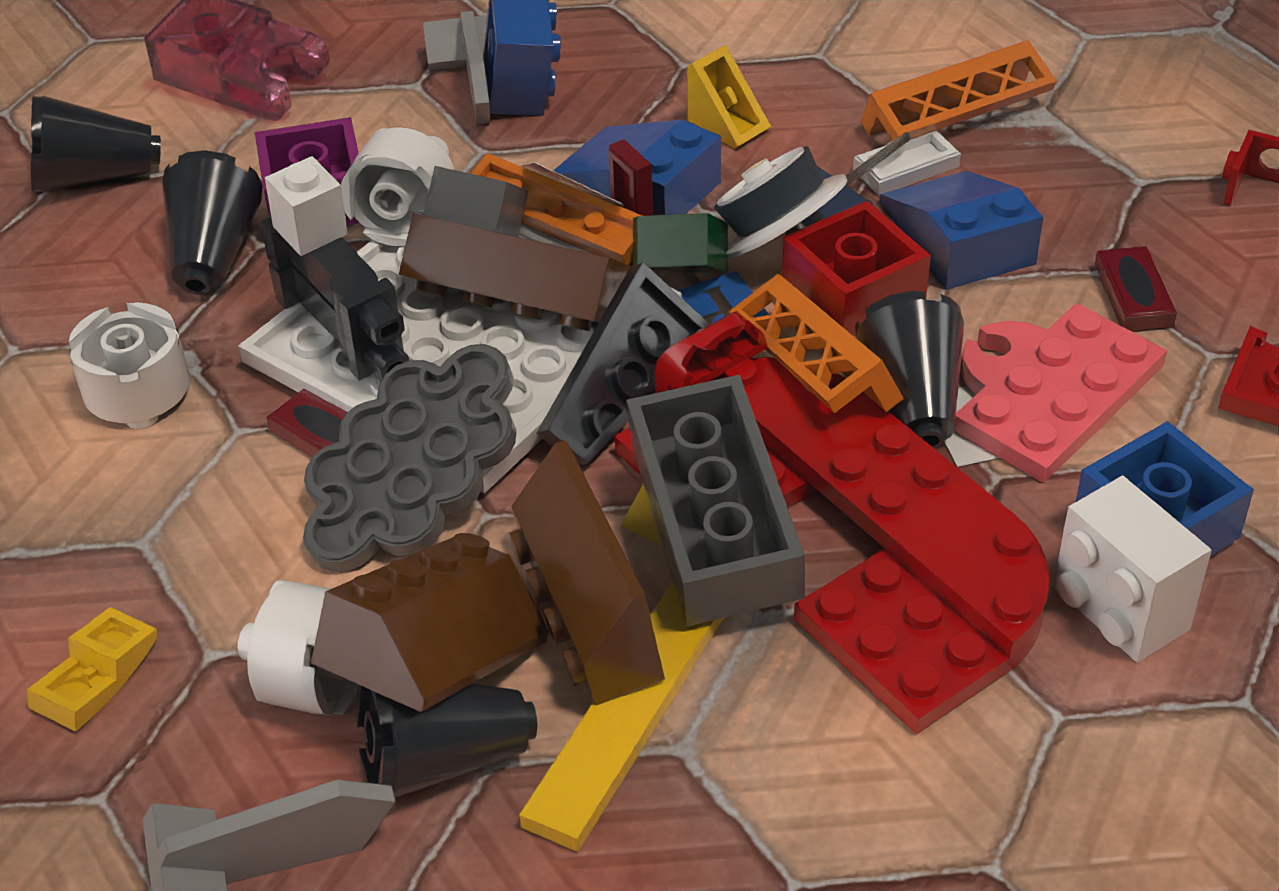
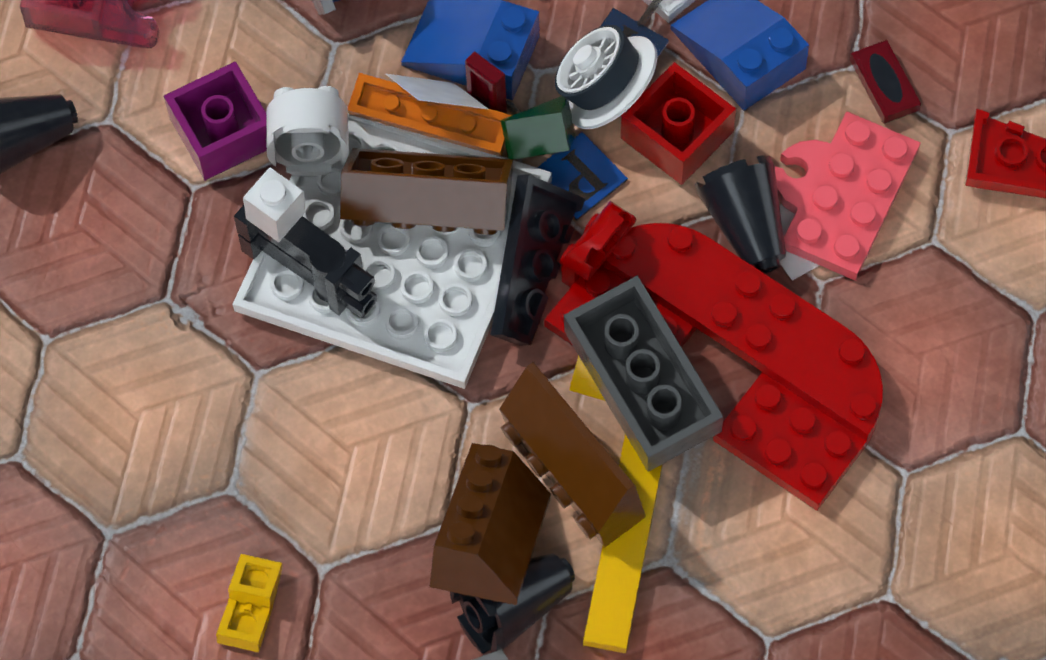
camera: 15 degrees left, 20 degrees up
(129, 364) = (160, 343): white brick -> none
(207, 216) = (155, 187): black cone -> none
(281, 653) = (401, 558): white brick -> none
(307, 422) = (327, 362): dark red tile -> none
(409, 458) = (408, 380): dark grey plate -> none
(475, 201) = (377, 140): dark grey slope -> none
(818, 332) = (680, 205): orange fence -> none
(1130, 568) = (933, 359): white brick -> none
(1181, 481) = (943, 294): blue brick -> none

